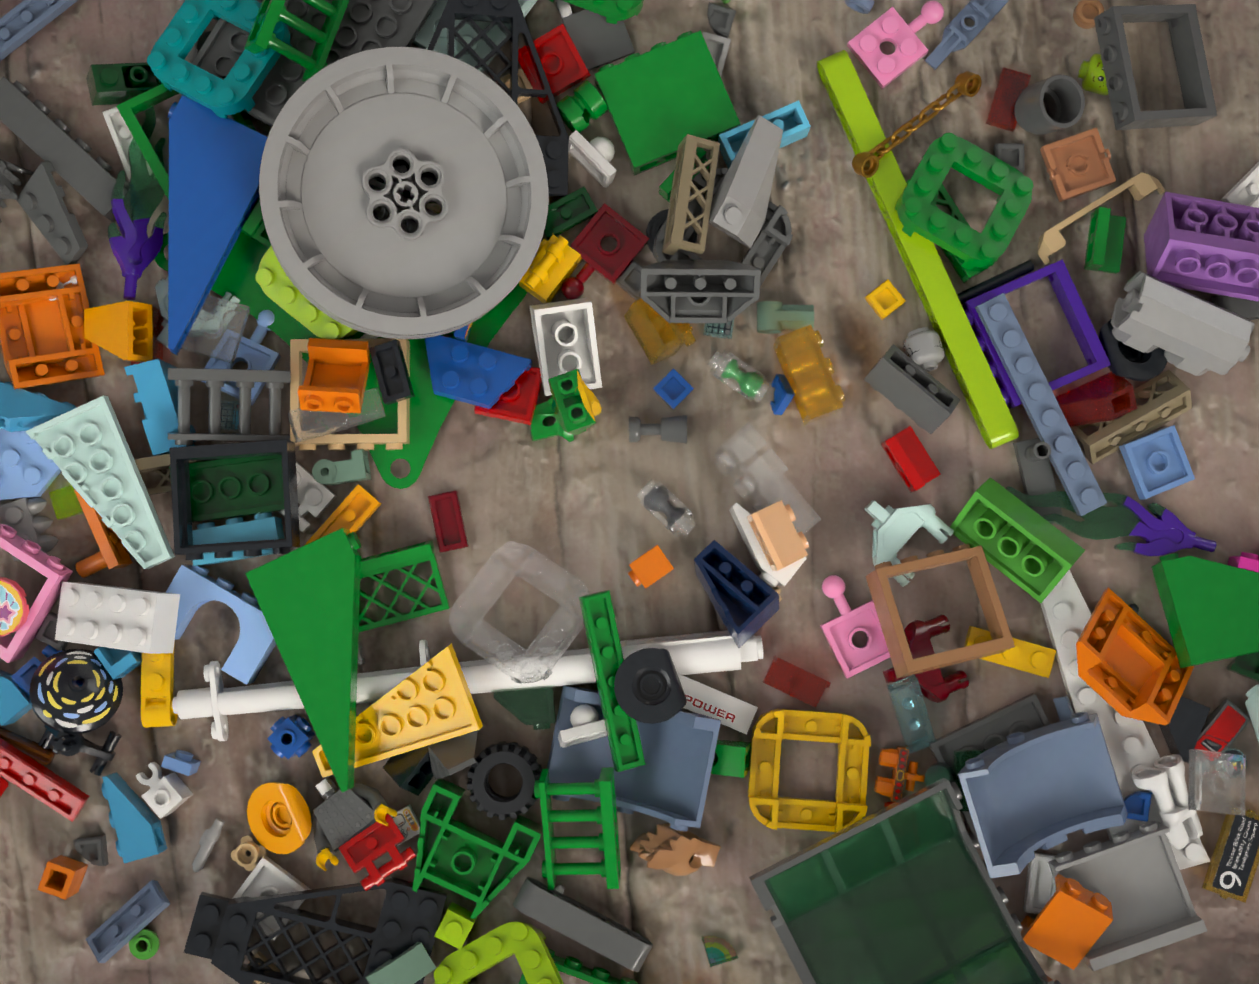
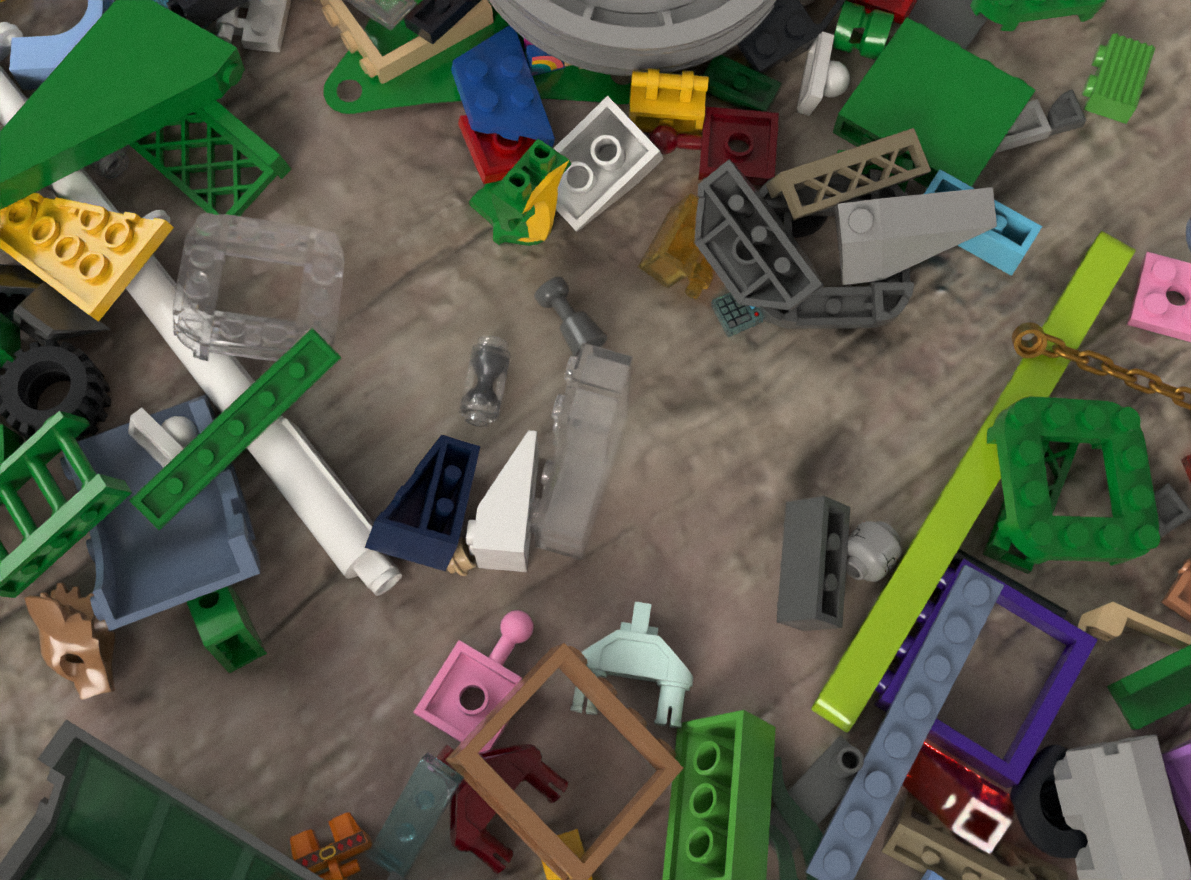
camera: 50 degrees right, 15 degrees down
(343, 471) = (314, 43): sand green leg -> none
(349, 514) = (271, 72): light orange plate -> none
(448, 521) = (321, 171): dark red tile -> none
(530, 705) = (160, 372): clear green slope -> none
(649, 567) = (404, 404): orange brick -> none
(649, 686) = (255, 471): black hat -> none
(673, 389) = (626, 306): blue plate -> none
(717, 704) = (286, 575): white tile -> none
(751, 383) = (691, 385): clear piece -> none
(775, 317) = (787, 365): sand green piece -> none
(778, 535) = (524, 489): light nougat slope -> none
(782, 395) = (704, 427): blue tile -> none
(795, 681) = (372, 656): clear red panel -> none
(801, 812) = (238, 686): yellow plate -> none
(809, 374) = (745, 433): clear yellow brick -> none
(885, 299) = (896, 474): yellow tile -> none
(910, 459) = (732, 622): red panel -> none

